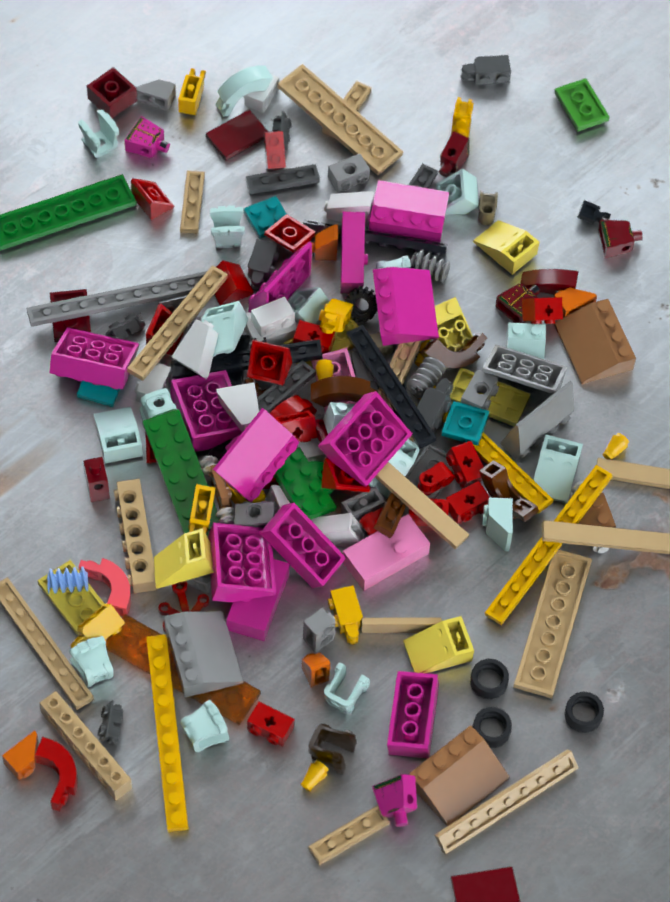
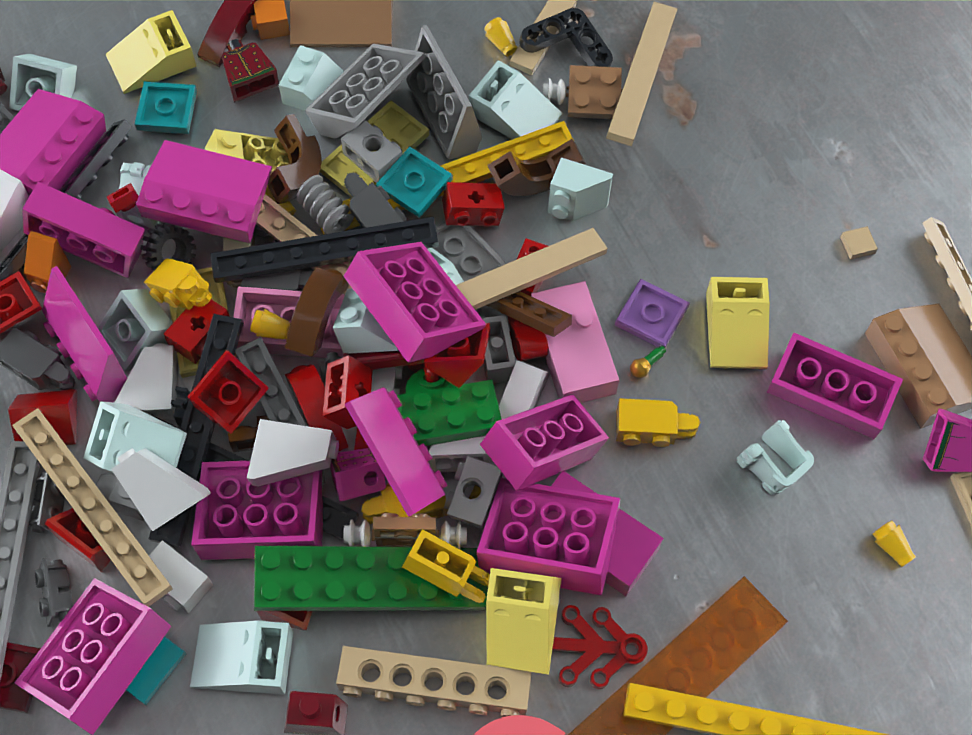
camera: 70 degrees left, 5 degrees up
(149, 410) = (232, 596): light aqua piece -> none
(202, 651) = (672, 639): light grey slope -> none
(205, 727) = (795, 670): light aqua piece -> none
(264, 716) = (813, 564): red brick -> none
(273, 317) = (143, 367): white brick -> none
(316, 668) = (733, 487): orange slope -> none
(319, 629) = (678, 463): light grey brick -> none
(342, 739) = (851, 523): dark brown piece -> none
(378, 262) = (123, 199): none -> red plate
(386, 599) = (641, 367): none -> piece
(398, 625) = (690, 357): tan tile -> none
(430, 597) = (652, 314): none -> medium lavender tile
(435, 478) = (482, 246): red piece -> none
(436, 268) = (141, 147): light grey piece -> none
(468, 502) = (527, 219): red brick -> none
(470, 268) = (166, 107): none -> teal plate
(487, 207) = (83, 55): dark tan piece -> none
(489, 664) = (798, 262): black tyre -> none
(497, 713) = (873, 282): black tyre -> none
(538, 715) = (858, 243): none -> tan tile
(542, 309) = (275, 42): red brick -> none
(544, 551) = (635, 158): yellow plate -> none
(552, 624) = (734, 184): tan plate -> none
(582, 726) = (877, 175): black tyre -> none
(638, 491) = (573, 31): none -> black beam

